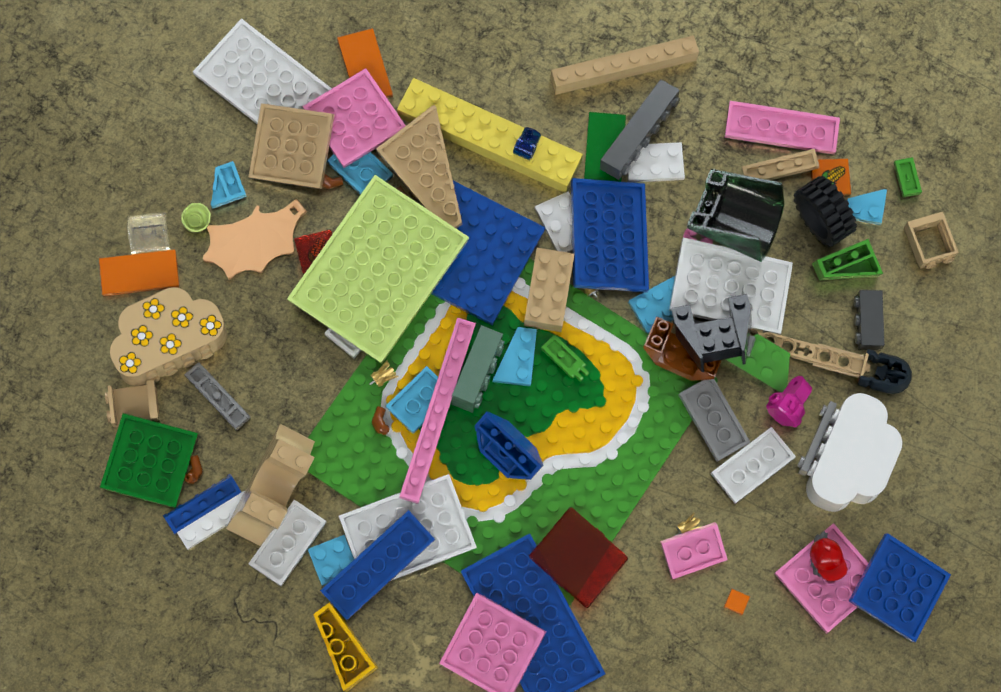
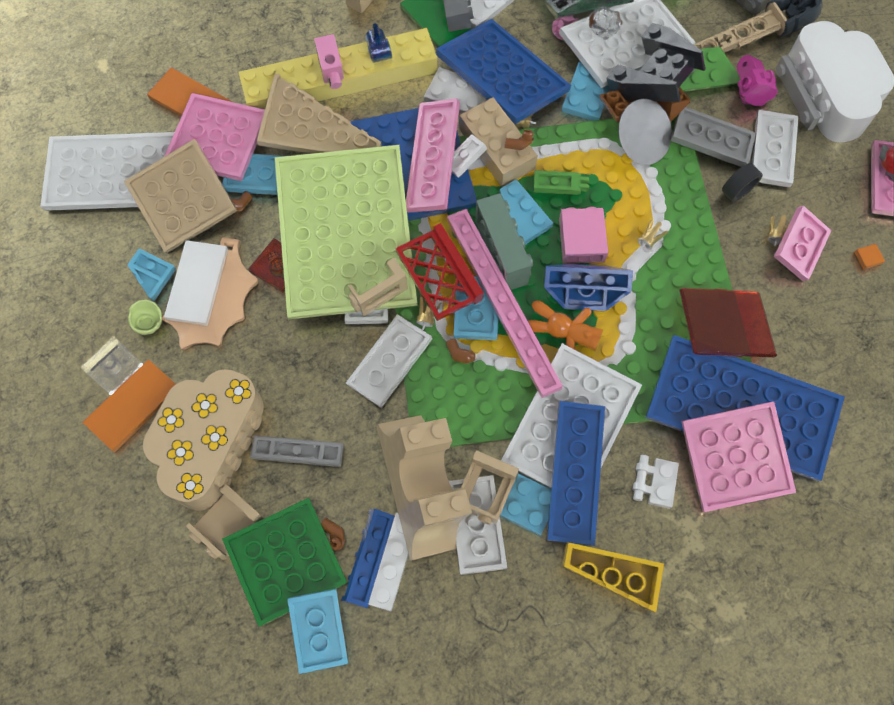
camera: 35 degrees left, 5 degrees down
(132, 520) = (317, 631): none -> medium azure plate
(250, 220) = (196, 283): none -> white tile
(303, 513) = (507, 471): none -> tan panel
(329, 386) = (389, 361): none -> white tile
(355, 337) = (396, 278): none -> tan panel
(429, 354) = (457, 268): none -> red fence
(432, 622) = (662, 483): none -> white plate
(463, 462) = (561, 326): none -> orange animal
(481, 123) = (329, 60): none -> bright pink torso
(488, 263) = (432, 156): none -> bright pink plate
(511, 282) = (467, 154): none -> white plate
(542, 411) = (583, 235): none -> bright pink brick
(556, 308) = (521, 143): none -> dark orange arm
(584, 452) = (647, 239): none -> pearl gold piece
(660, 373) = (645, 131): none -> flat silver sticker
(695, 470) = (742, 182): none -> black tyre
(716, 262) = (605, 22): none -> clear hair

